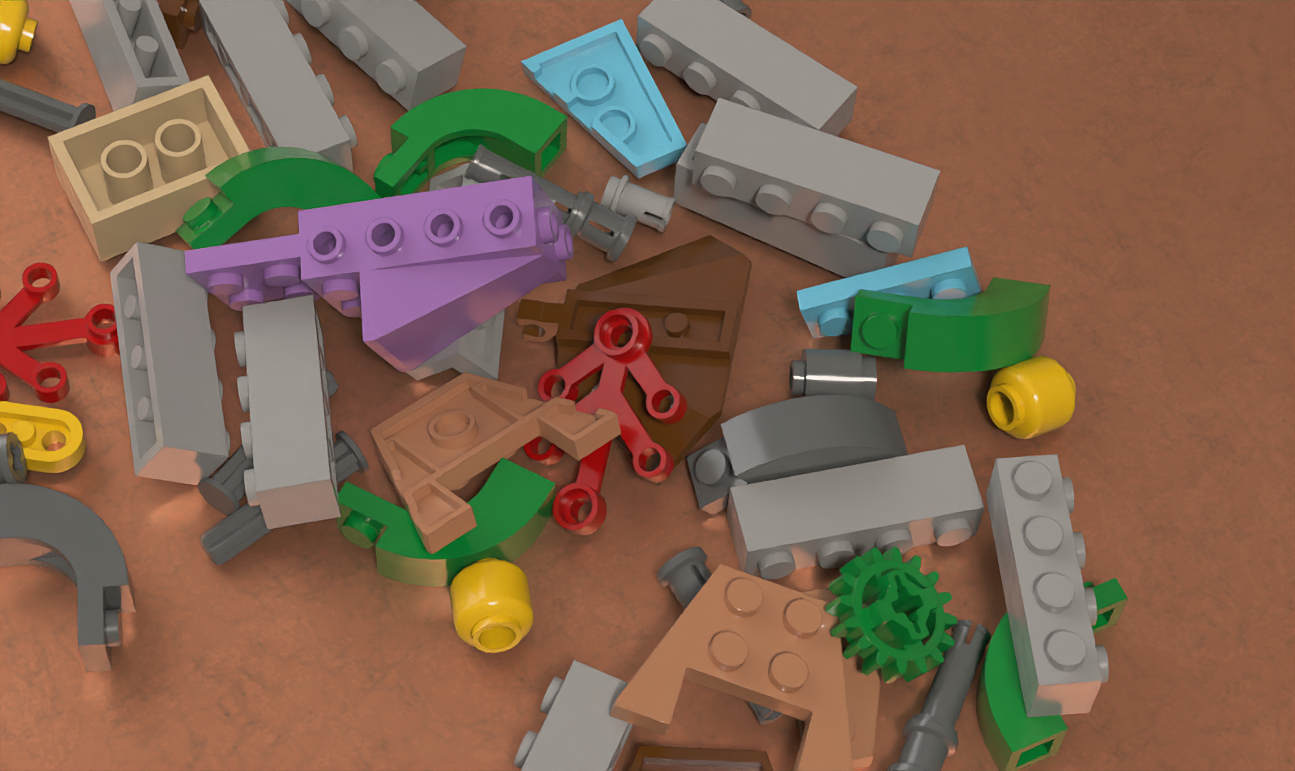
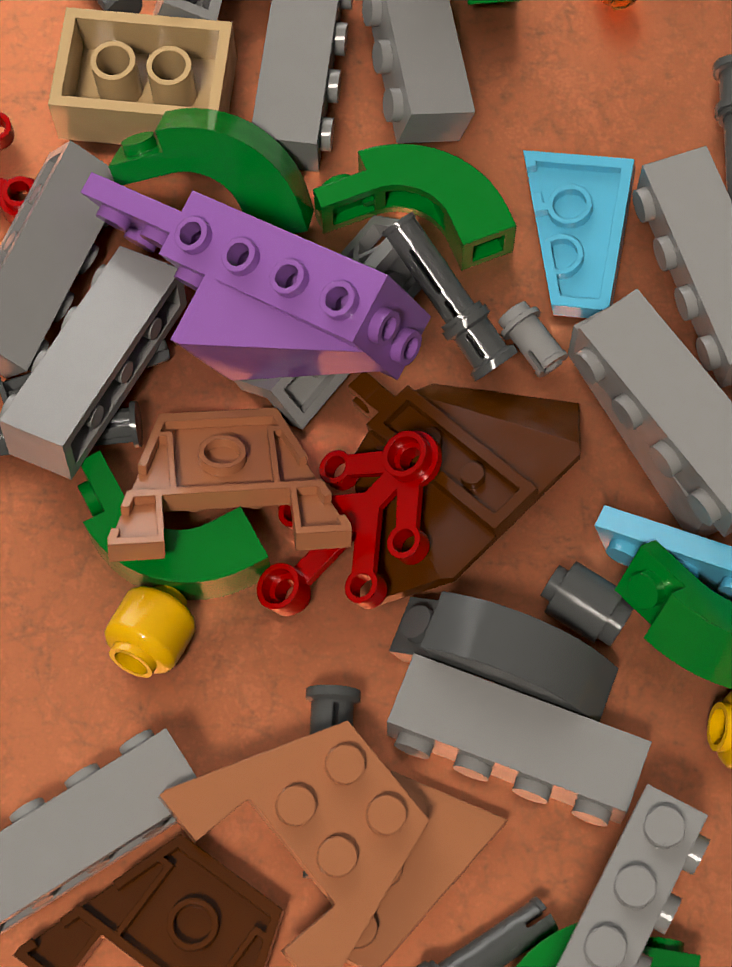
camera: 40 degrees right, 10 degrees up
(891, 615) = (471, 883): green gear -> none

